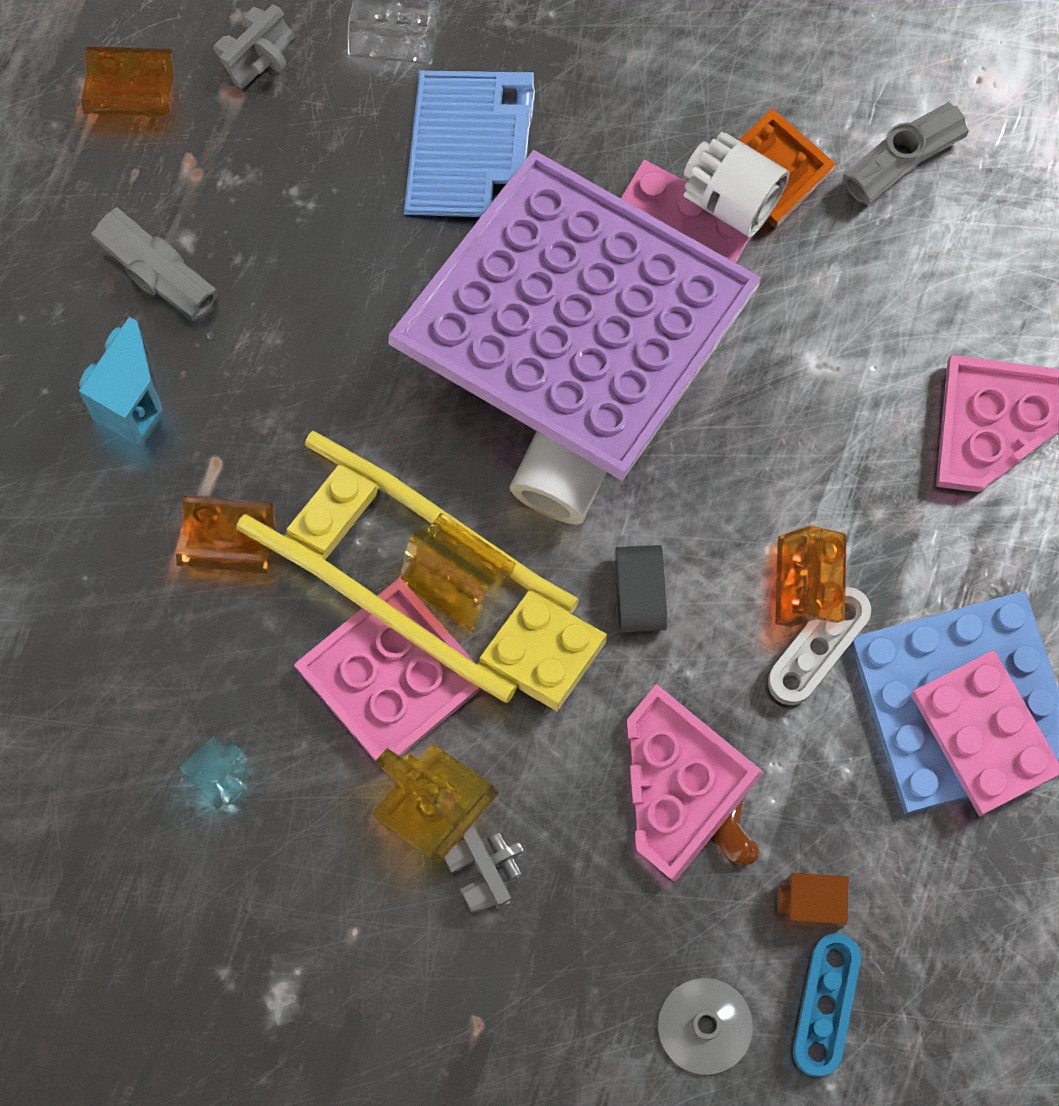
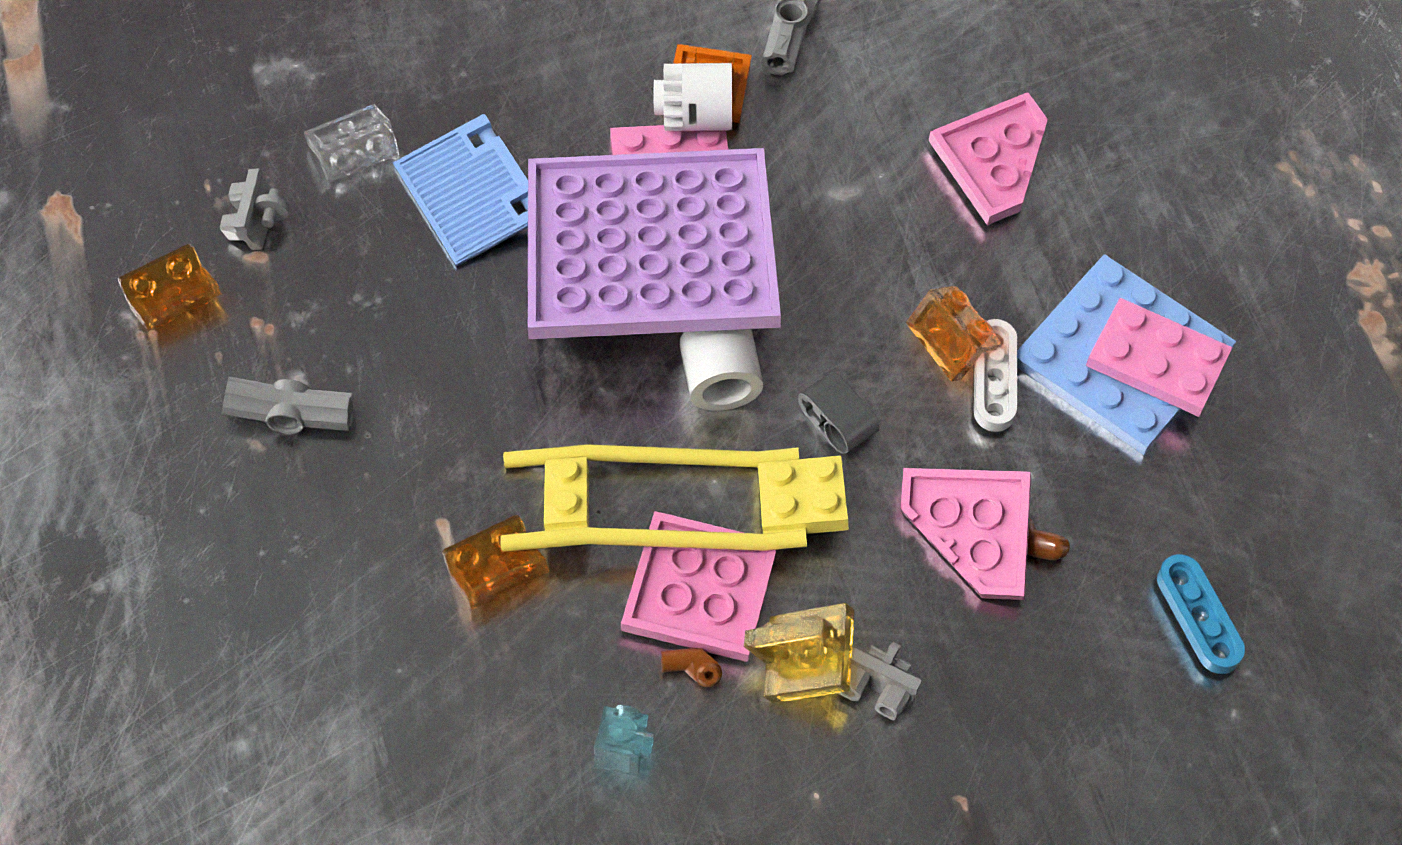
camera: 35 degrees left, 15 degrees down
(123, 385) = (333, 498): medium azure slope -> none
(336, 740) = (695, 663): none -> dark orange arm
(454, 570) = (696, 481): clear yellow bracket -> none
(687, 1044) = (1114, 702): light grey dish -> none
(814, 900) = (1135, 546): dark orange brick -> none

